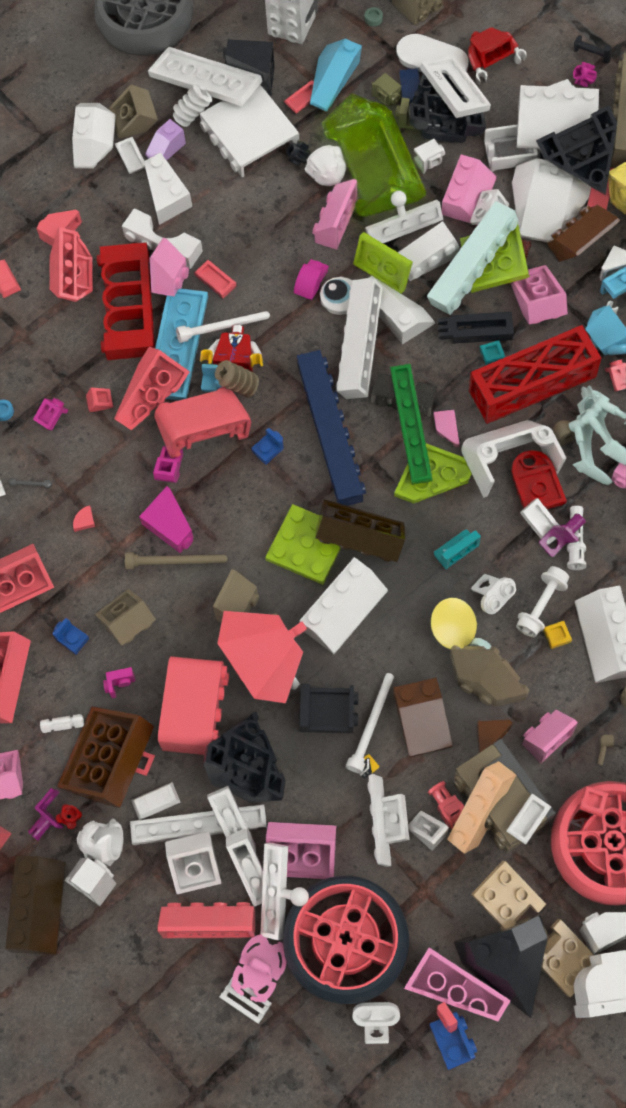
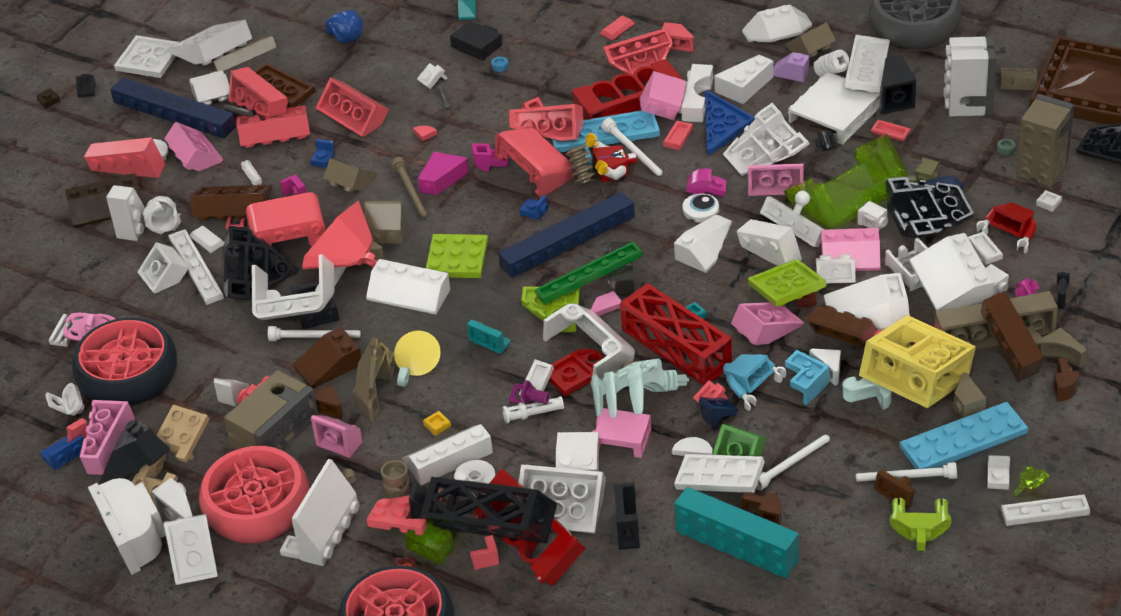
camera: 70 degrees right, 25 degrees down
(46, 818) = (176, 184): magenta bracket -> none
(50, 412) = (507, 83): dark pink bracket -> none
(69, 810) = (181, 194): red plate -> none
(130, 155) = (774, 52): white tile -> none
(207, 921) = (117, 285): coral slope -> none
(216, 230) = (723, 121): none -> blue tile
(238, 842) = (182, 284): white bracket -> none
(275, 892) = (144, 313): white plate -> none
(279, 205) = (765, 141): none -> white wedge
(309, 848) = (191, 321): bright pink slope -> none
(326, 165) = (820, 156): white helmet -> none
(332, 731) = (271, 305): none -> white windscreen
(333, 71) = (930, 138): medium azure wedge -> none
(359, 338) = (659, 222): white brick -> none
(360, 531) = (476, 272): dark brown slope -> none
(370, 766) = (277, 346): sticker -> none
(382, 262) = (738, 214): lime tile -> none
(389, 819) = (231, 361): white bracket -> none
(420, 48) = (984, 190): white tile -> none
(465, 14) = (1049, 200): none -> white tile
(473, 258) = (774, 264): light aqua brick -> none
(475, 99) = (959, 188): white piece -> none
(484, 327) = (719, 305): black hinge -> none
(487, 792) = (264, 385): light nougat arch -> none
(496, 593) = (456, 373): white bracket -> none
(505, 86) = (985, 248): none -> white tile
(528, 818) = (246, 419): white tile -> none
(555, 579) = (484, 403): white piece -> none
(584, 148) = (917, 288): black wedge -> none
(593, 801) = (278, 458): coral tile -> none

